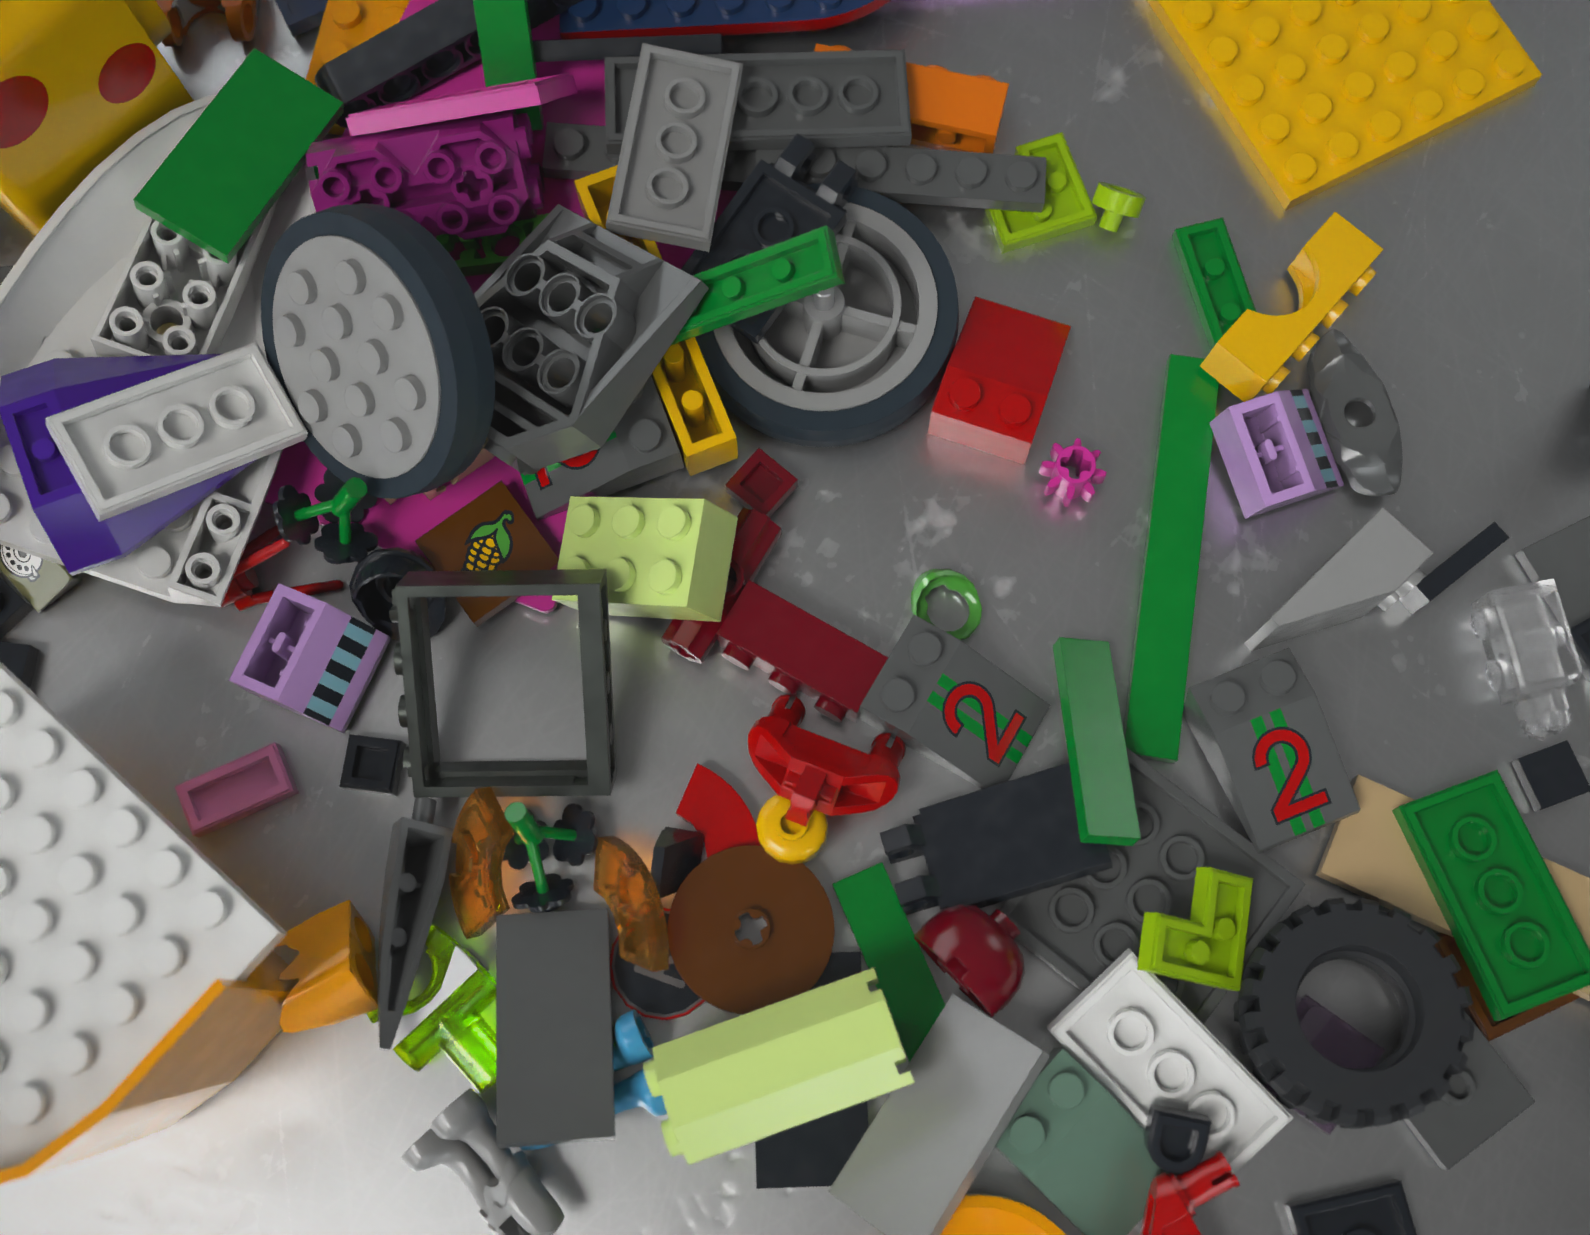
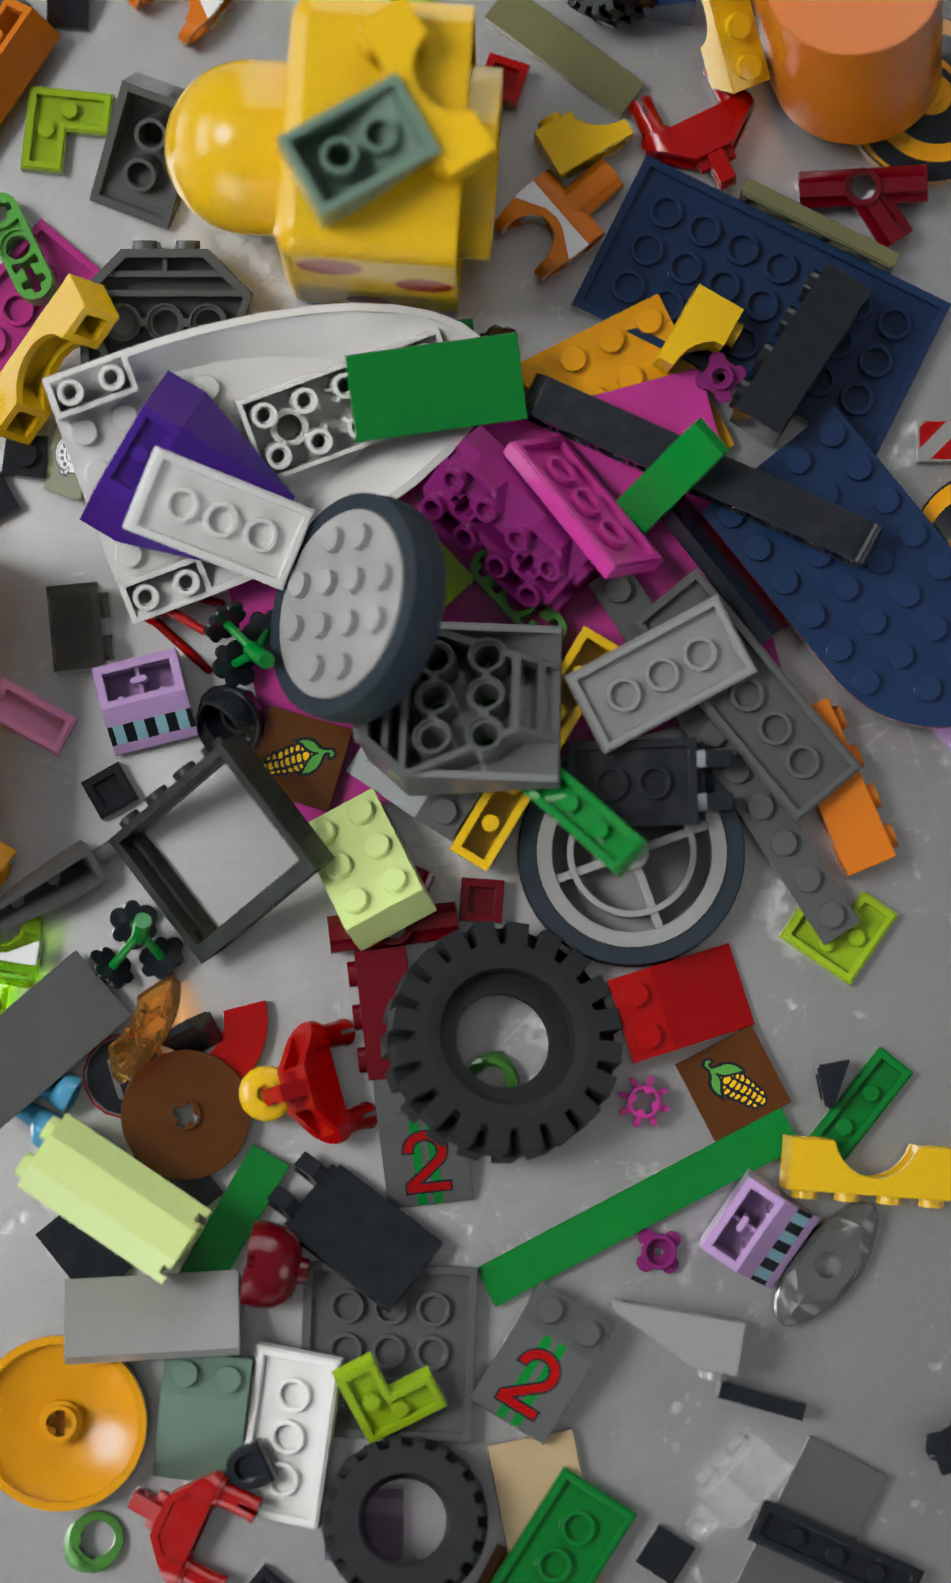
camera: 50 degrees right, 10 degrees up
(187, 673) = (79, 627): none -> clear smoke brick
(481, 843) = (109, 906): clear orange tile -> none
(890, 631) = (439, 1086): none -> black tyre
(1095, 743) = (465, 1245): green tile -> none
(1113, 383) = (732, 1083): none -> reddish brown tile
(1117, 203) = (869, 992): lime tile -> none
(1179, 292) = (829, 1081): none -> black slope
(1245, 560) = (667, 1260): none -> magenta plate

